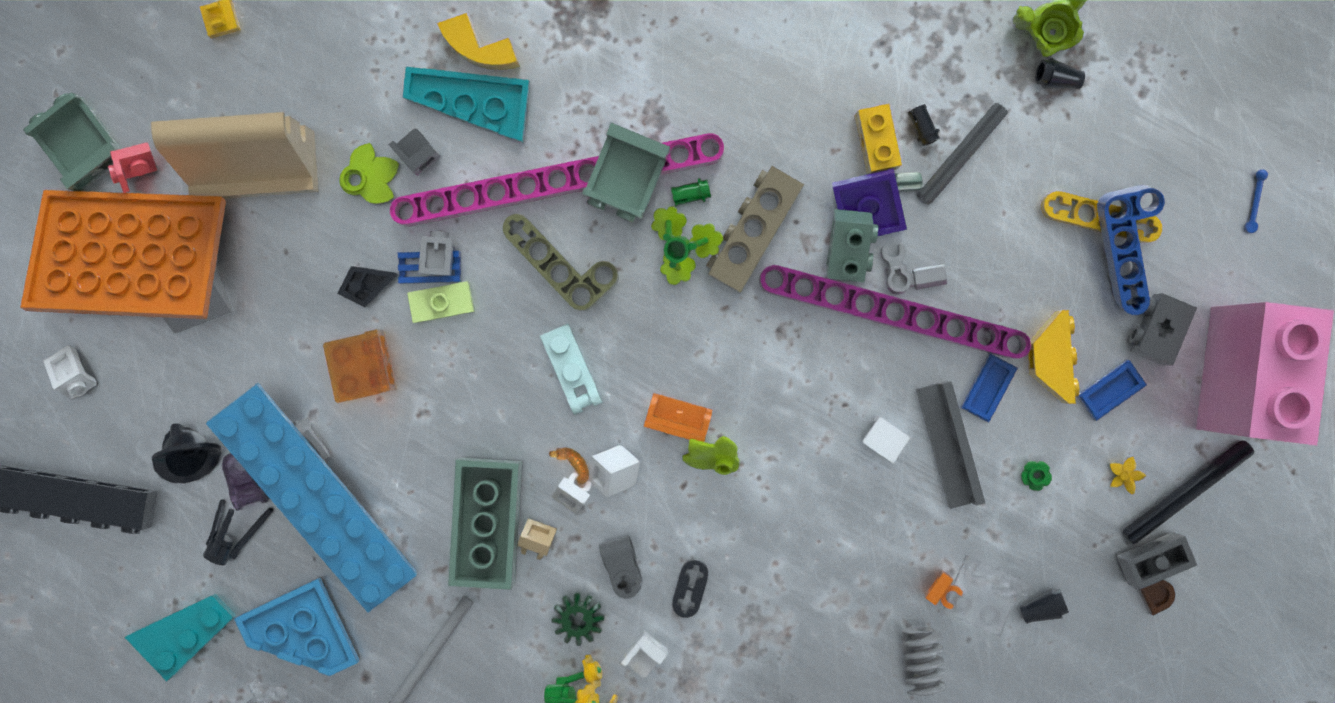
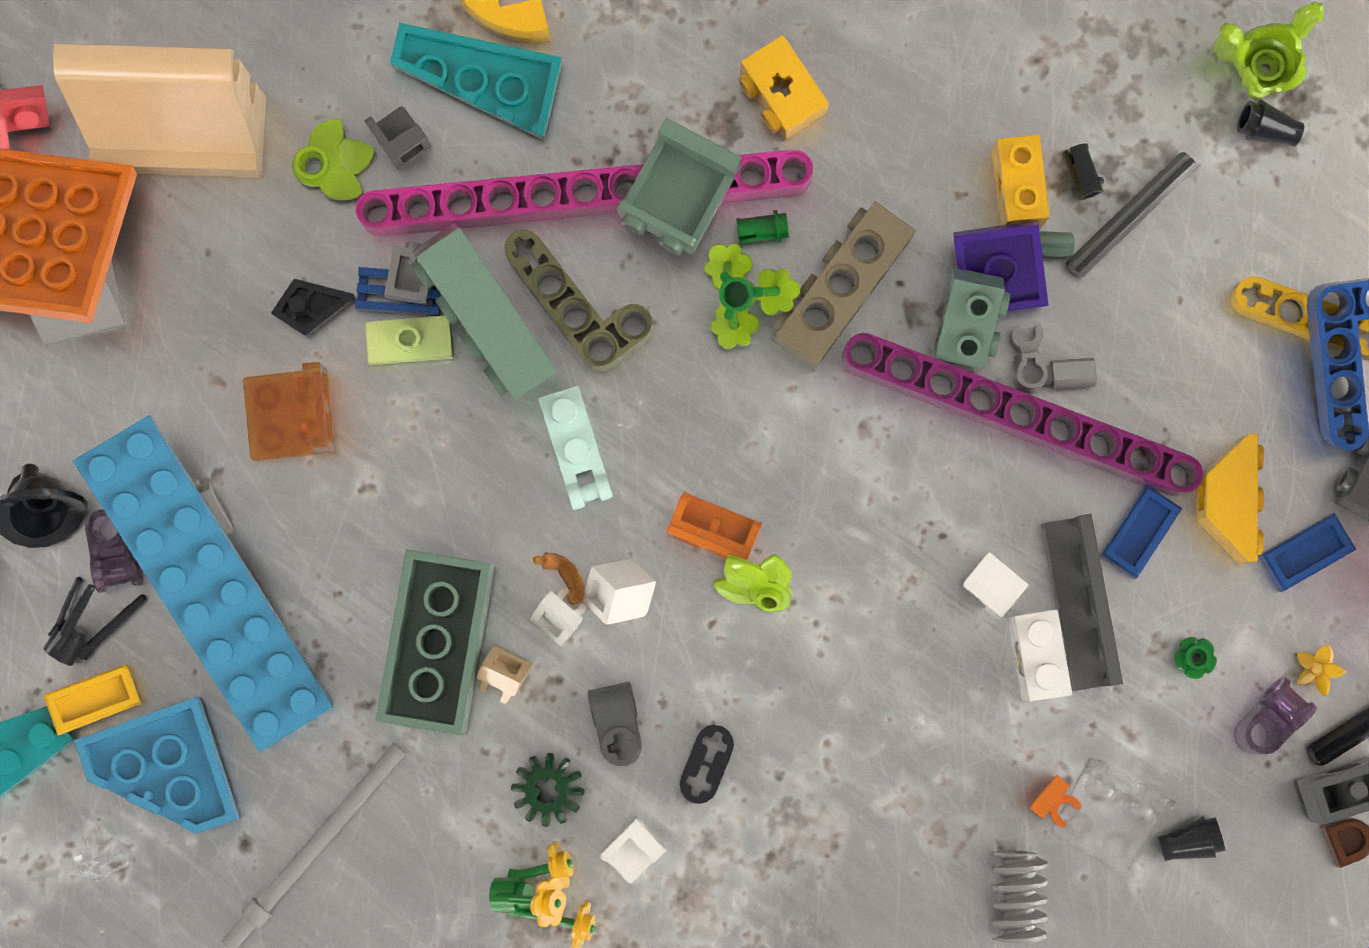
camera: 10 degrees right, 5 degrees down
(243, 588) = (92, 699): none -> yellow tile
(492, 280) = (484, 311): none -> sand green brick
(692, 68) = (781, 66): none -> yellow brick
(923, 487) = (1040, 656): none -> white brick
(1101, 509) = (1279, 712): none -> clear purple piece

